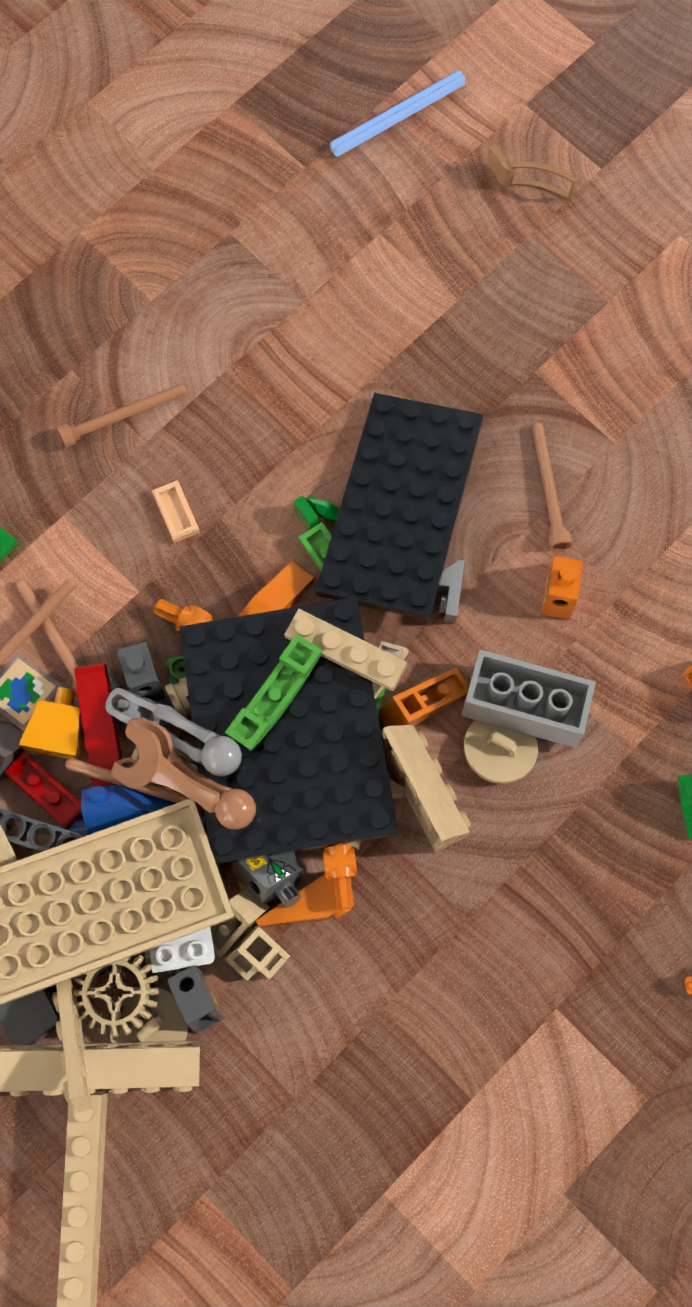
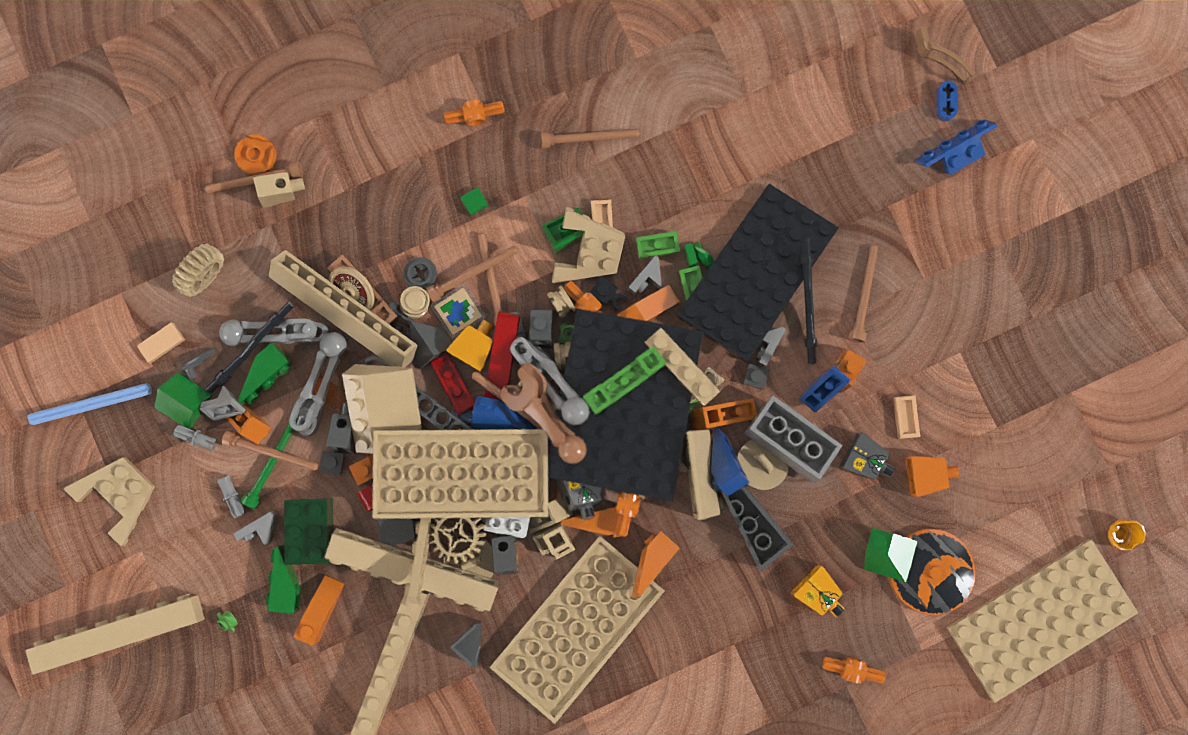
camera: 25 degrees right, 10 degrees up
(135, 538) = (560, 237): none -> green slope
(156, 630) = (561, 302): none -> tan wheel
(182, 543) = (598, 250): none -> tan wing
(186, 1147) = (468, 645): none -> dark grey slope
(214, 599) = (606, 291): none -> black plate
(259, 515) = (657, 245): none -> bright green plate
(261, 554) = (651, 273): none -> light grey slope
(331, 1070) = (575, 630): none -> tan plate
(401, 928) = (653, 558): none -> orange slope
(449, 638) = (755, 376): none -> dark grey plate
(453, 764) = (725, 465): none -> blue slope
(457, 463) = (806, 259): none -> black bar
(528, 833) = (758, 528): none -> dark grey wedge
(543, 615) = (824, 388): none -> blue slope
(552, 227) = (942, 101): none -> blue beam
(596, 276) = (960, 149): none -> blue bracket
(634, 691) = (866, 458): none -> dark grey torso
(643, 891) = (819, 592): none -> light orange torso
(663, 621) = (906, 417): none -> light nougat tile

